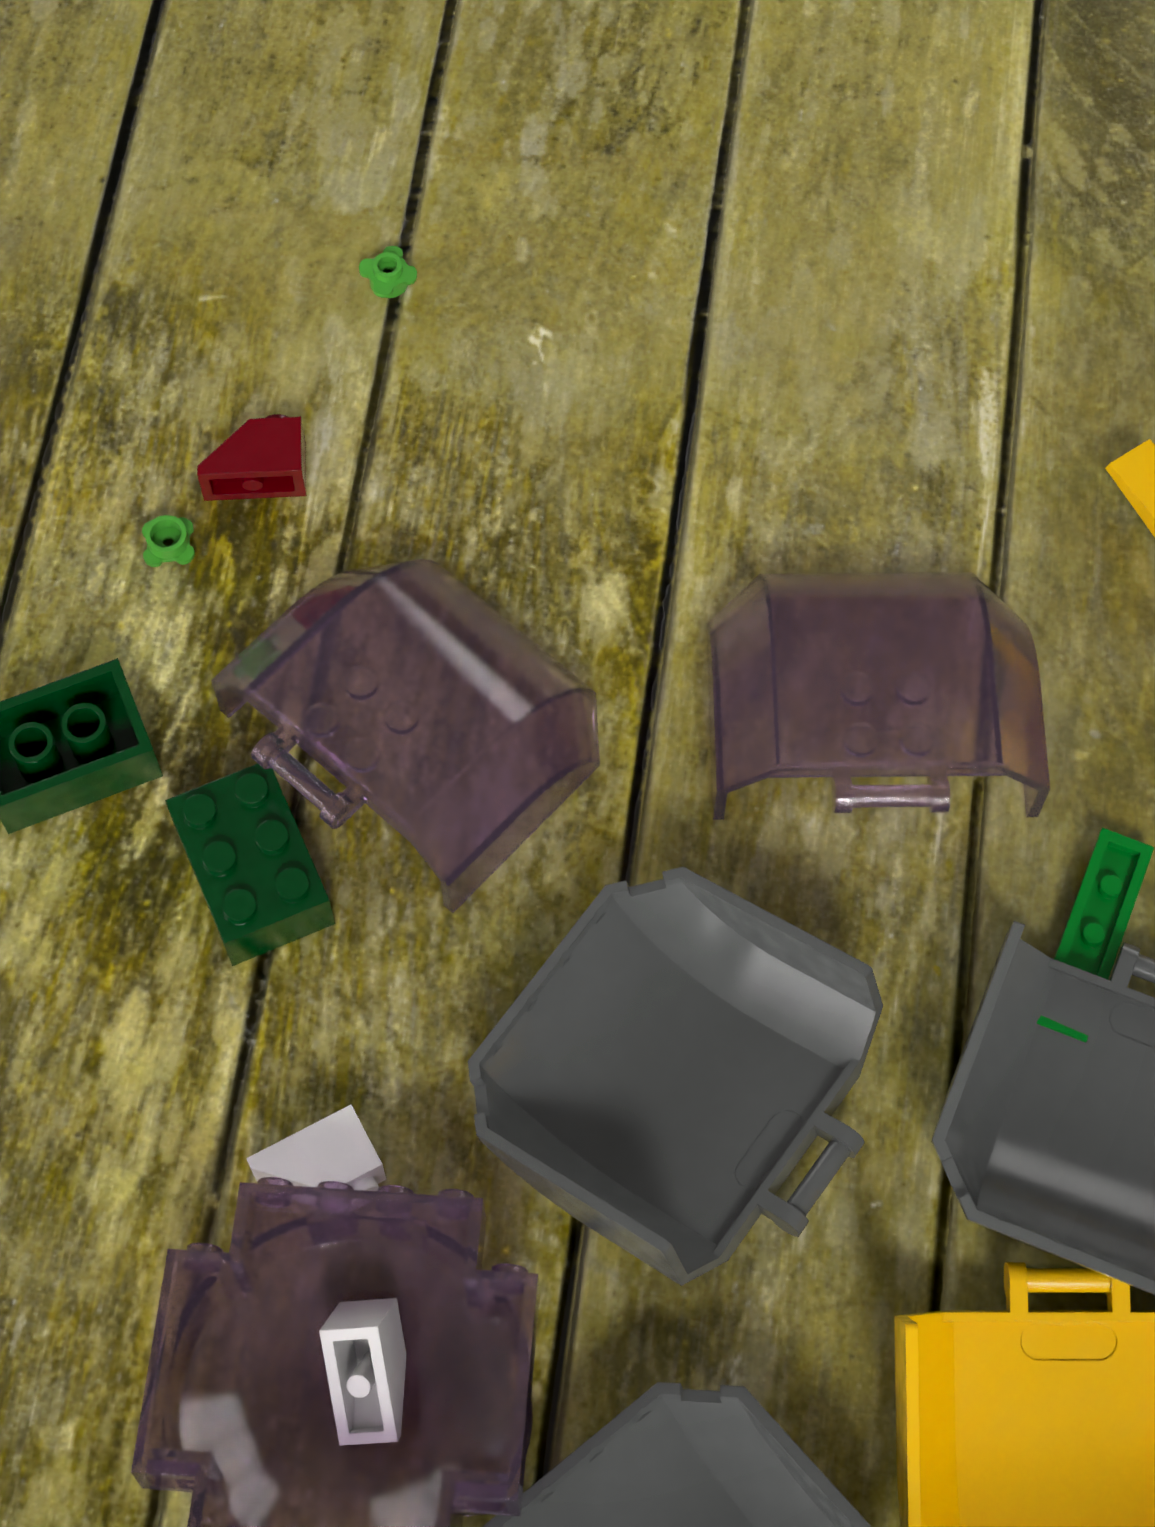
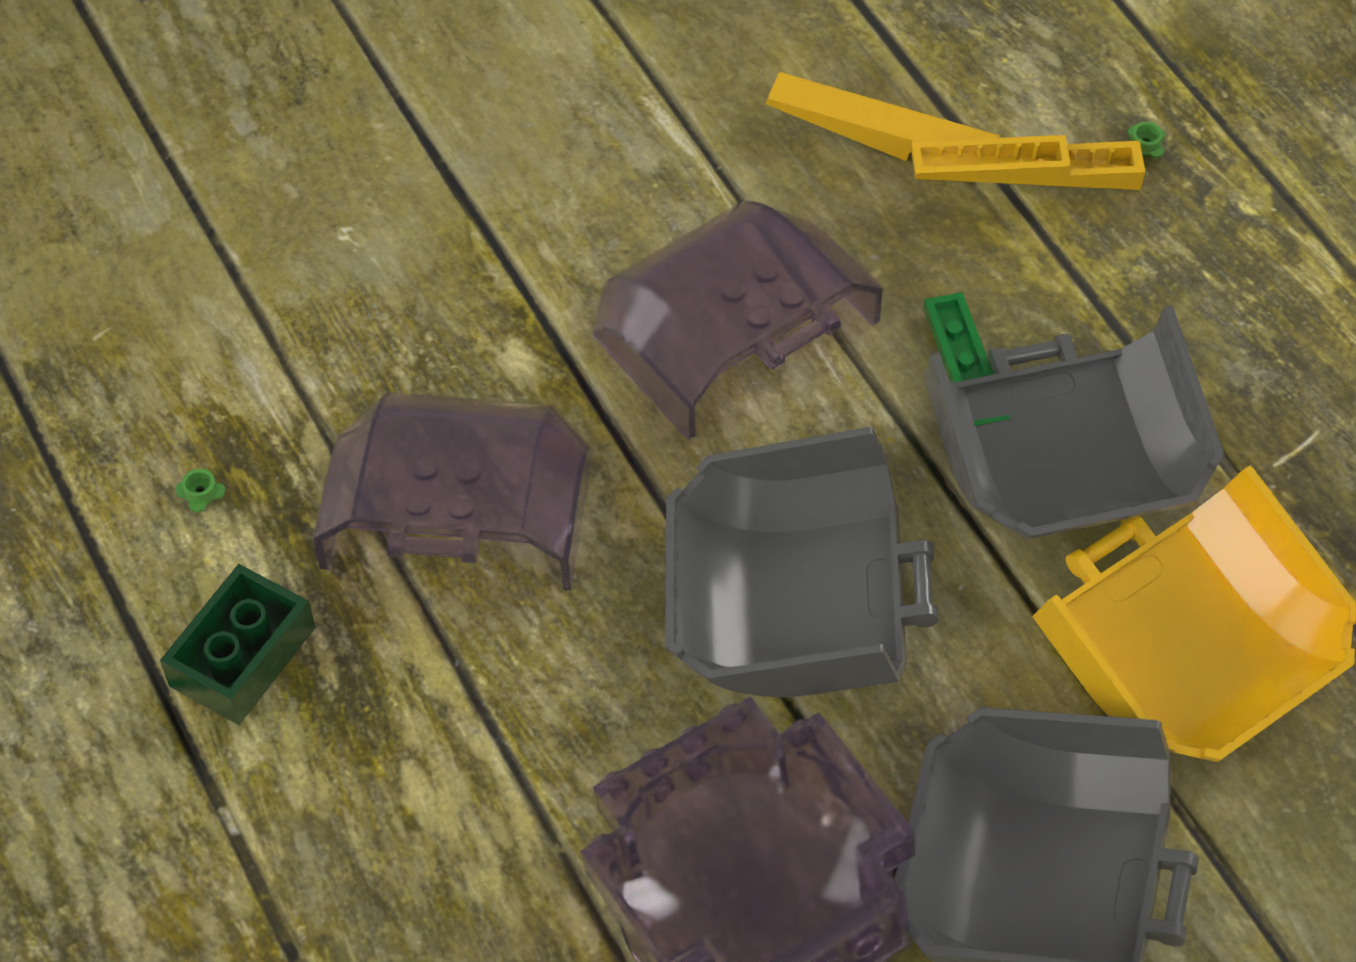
camera: 35 degrees left, 10 degrees down
(250, 862) = (421, 636): dark green brick -> none
(257, 461) = (225, 405): dark red slope -> none
(323, 1152) = (613, 753): white slope -> none
(365, 1370) = (746, 862): white slope -> none
(392, 283) = (214, 250): bright green plate -> none

